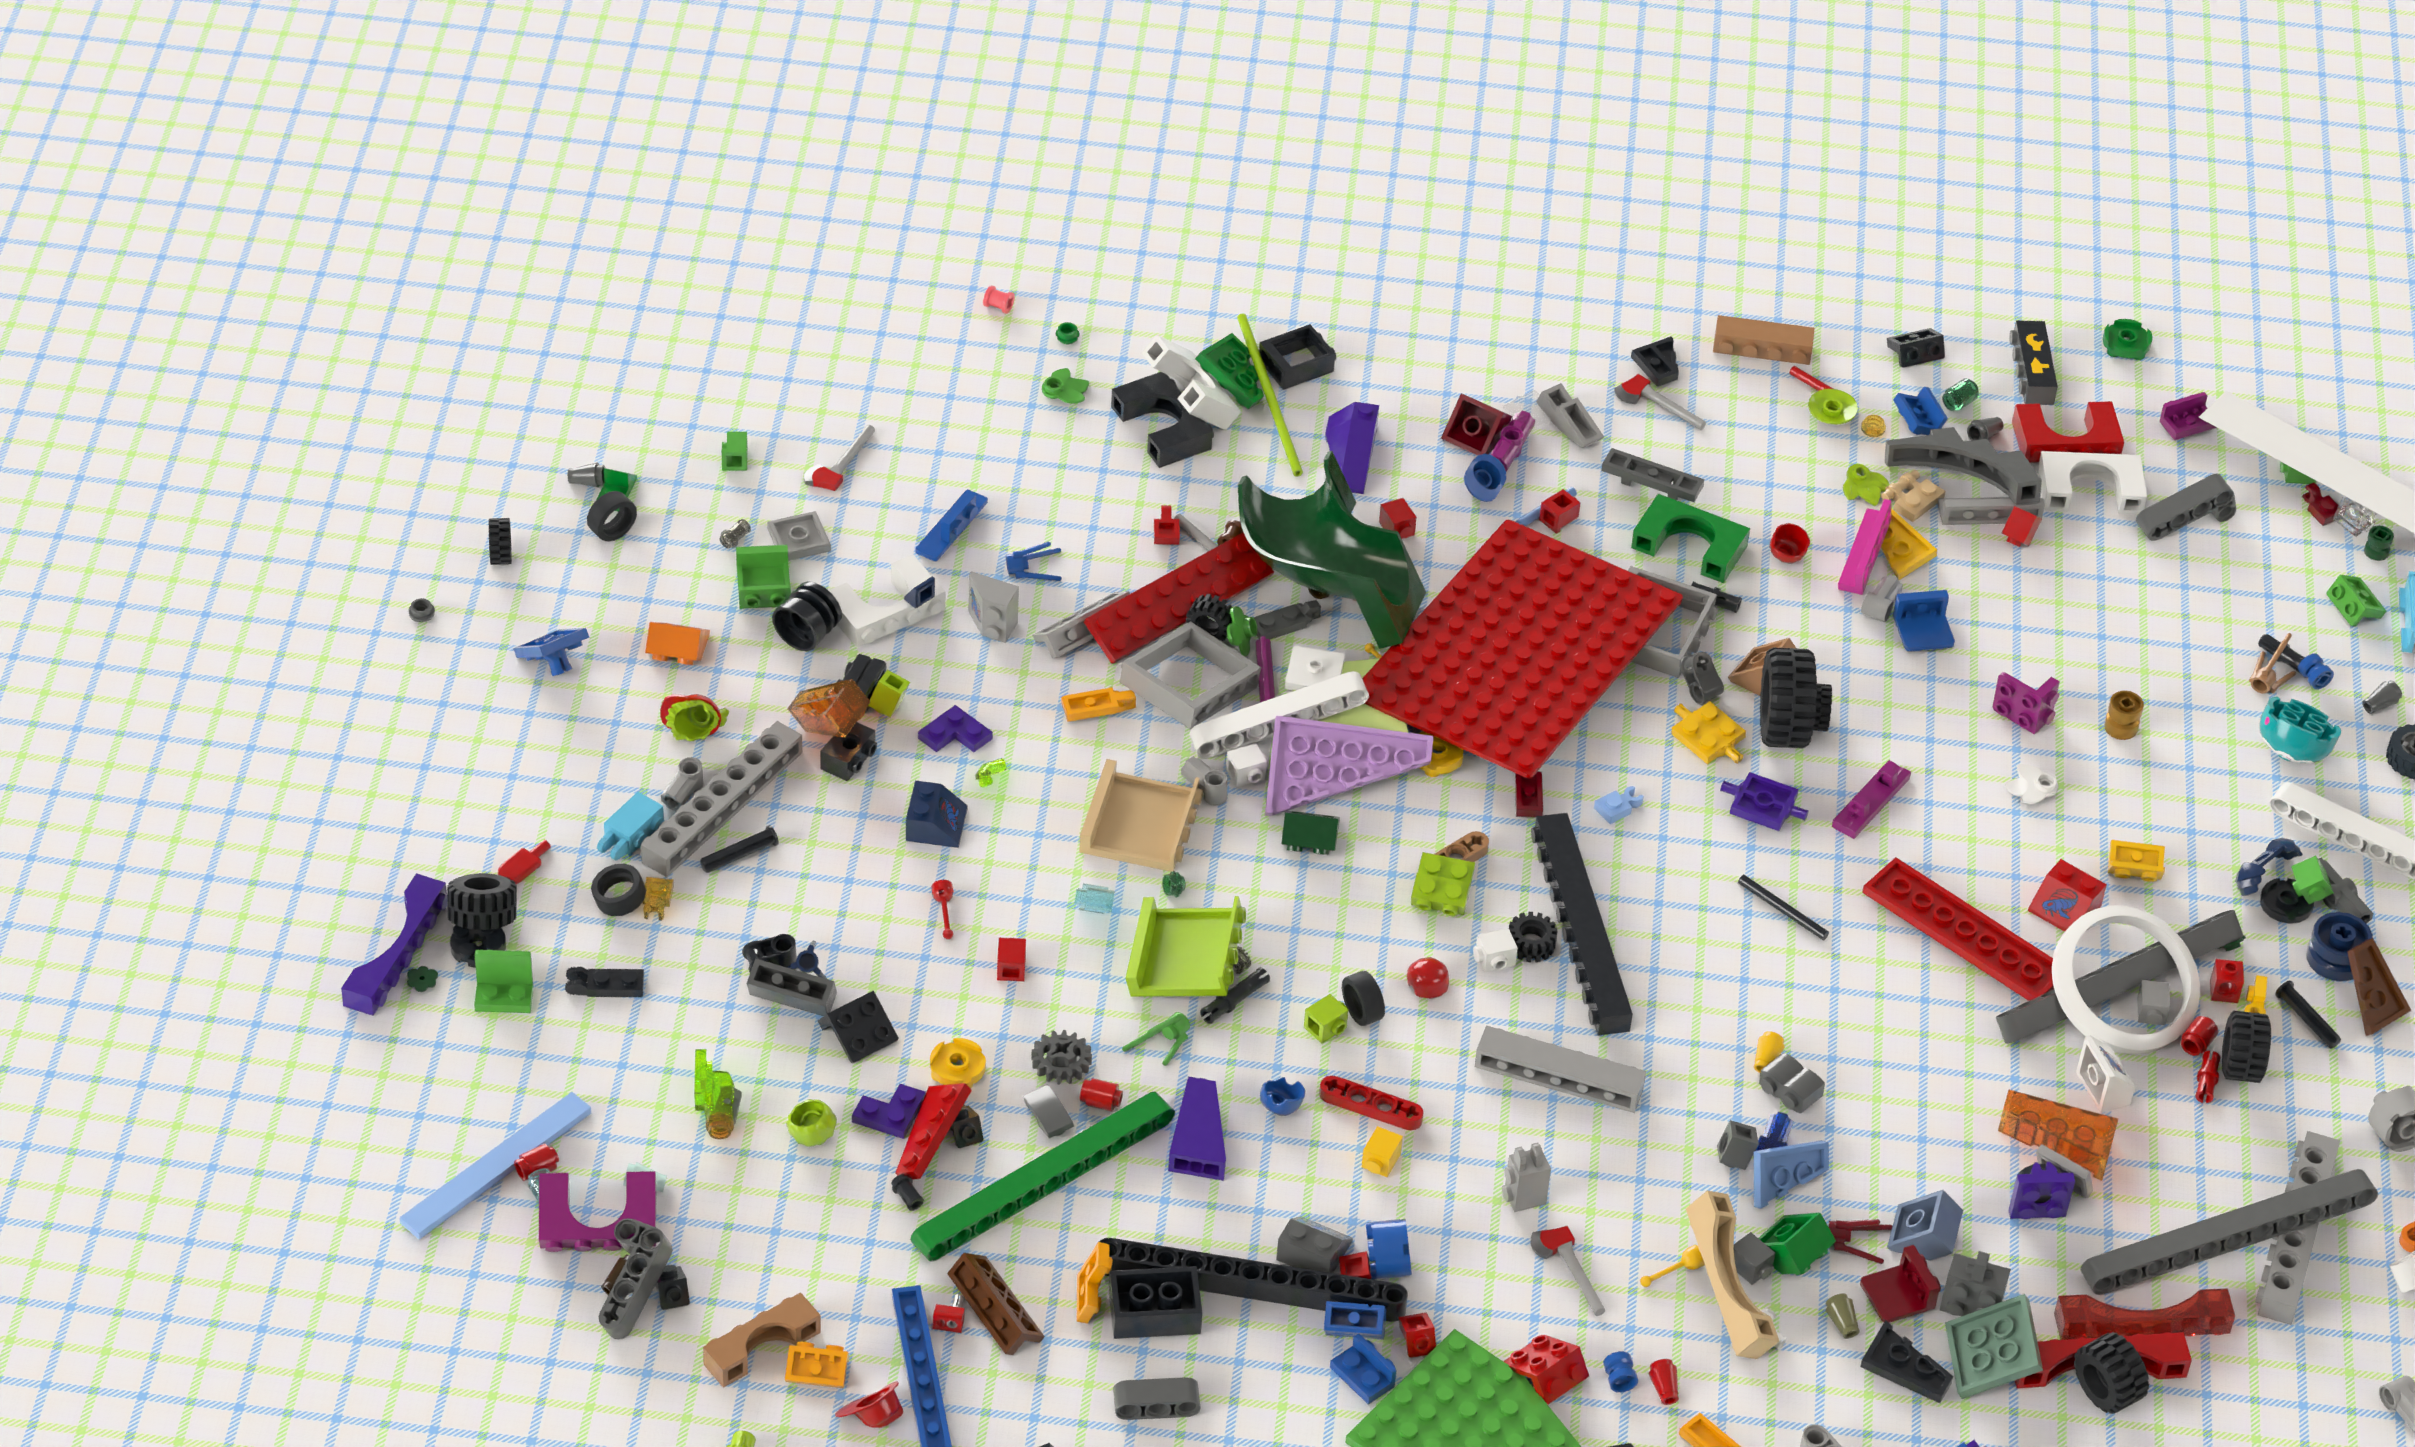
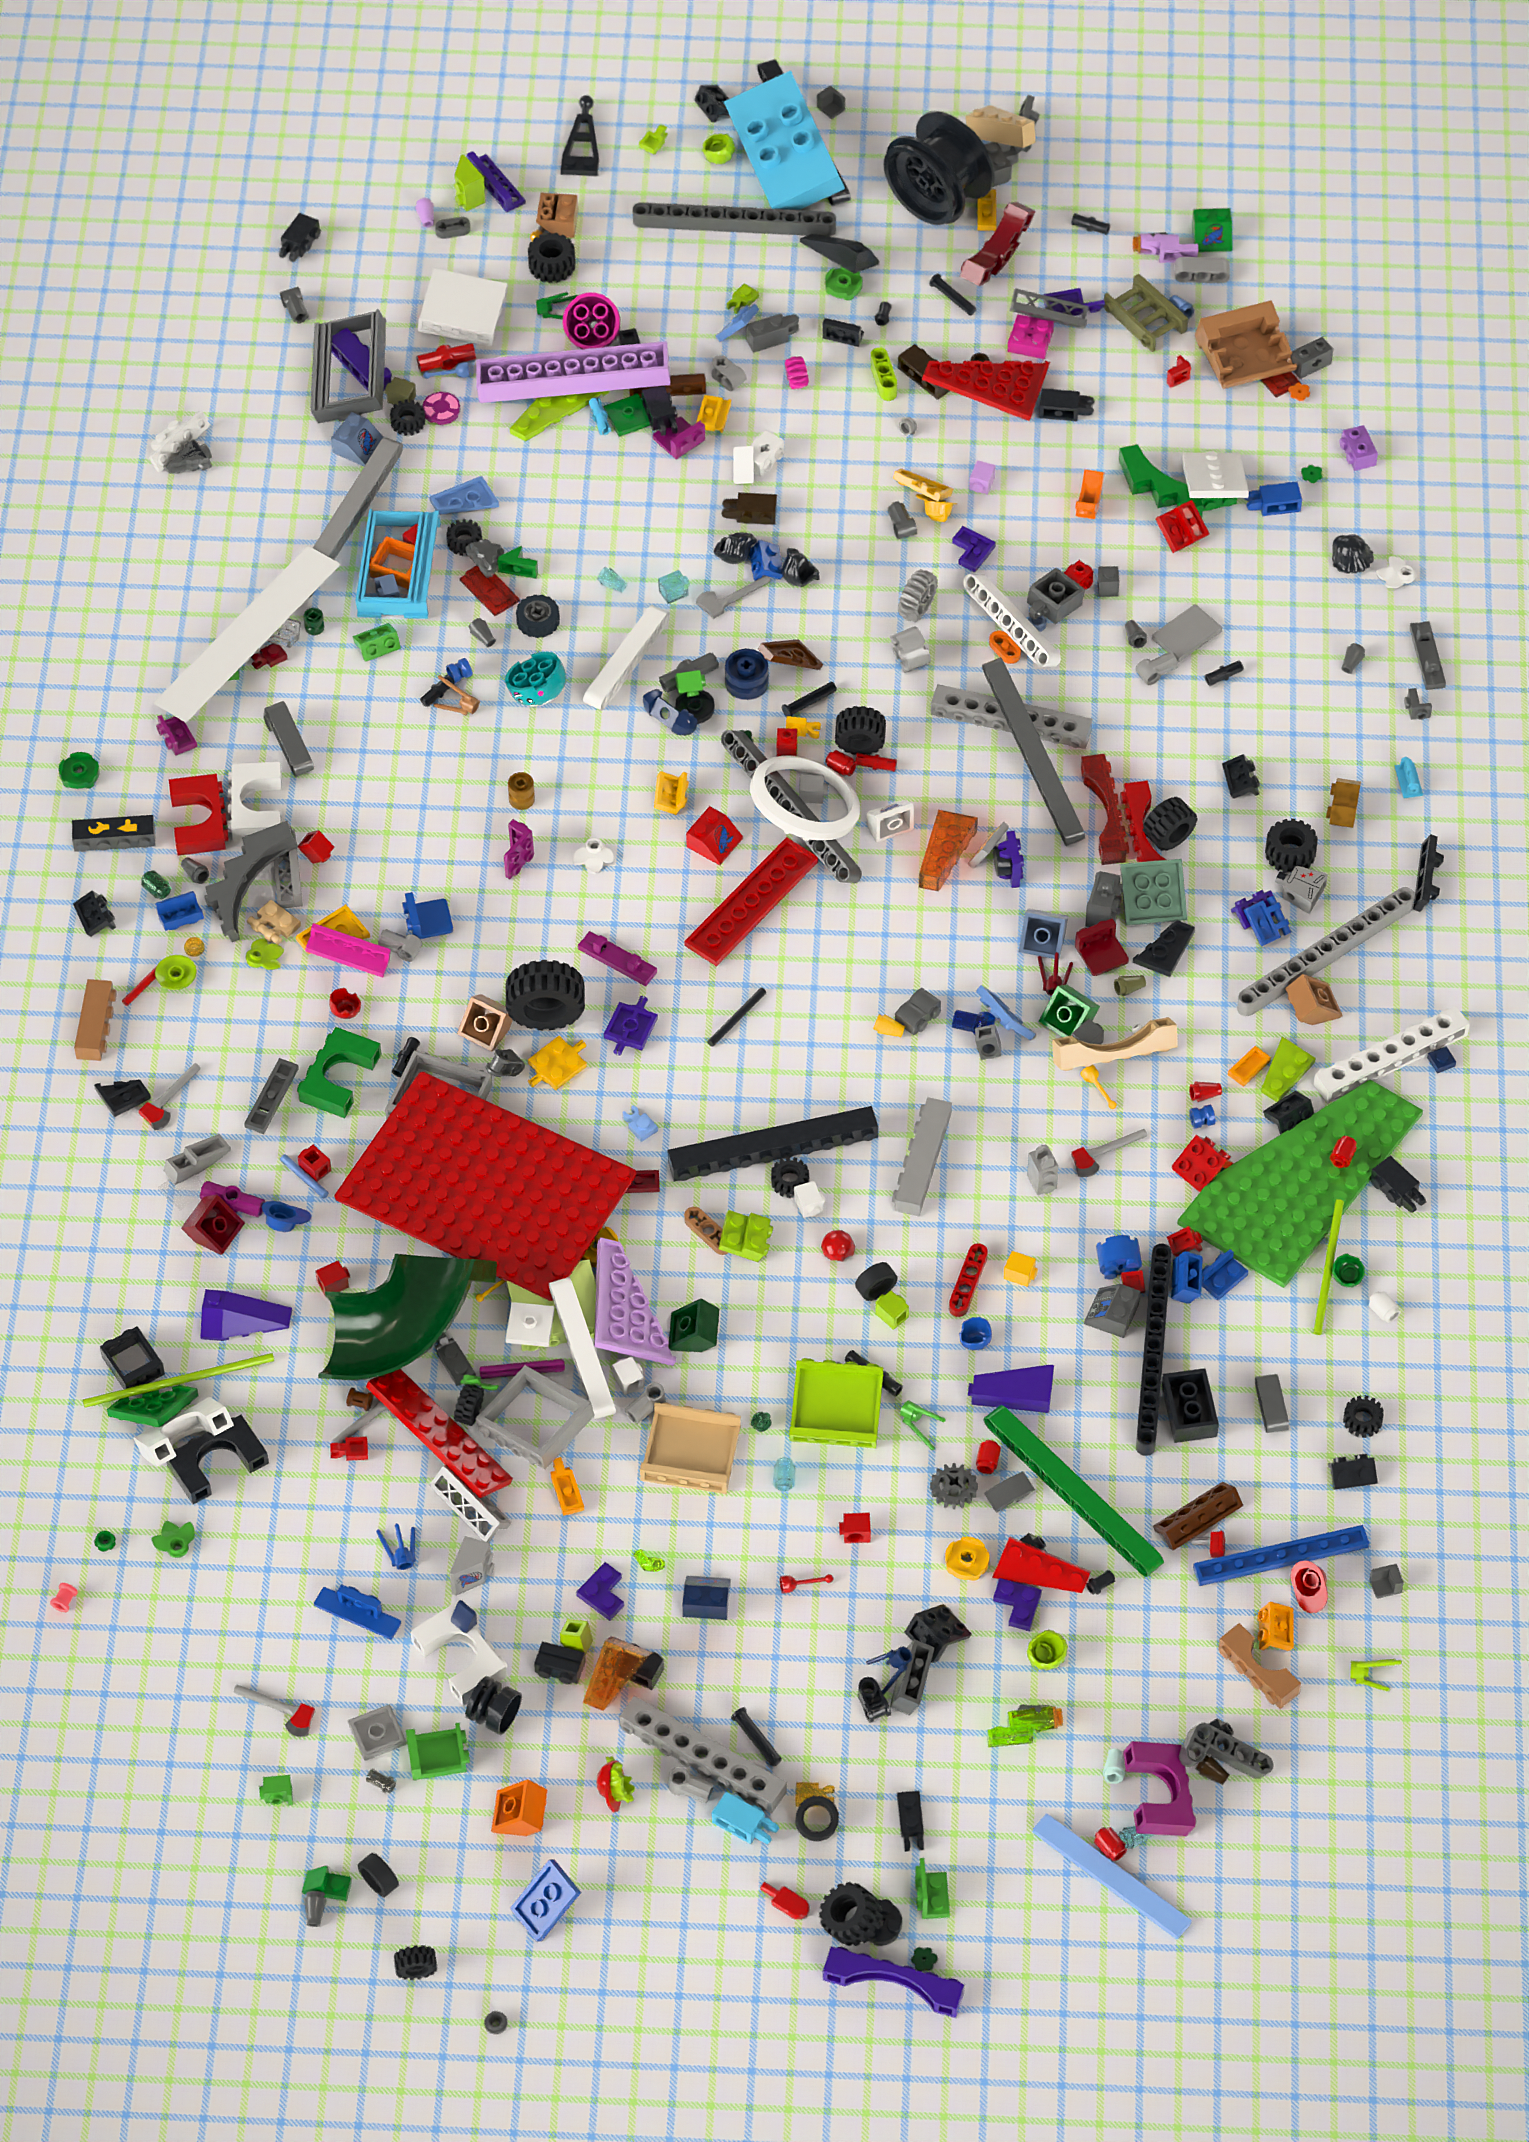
camera: 90 degrees left, 10 degrees up
(1089, 1281) = (1174, 1451): light orange plate -> none

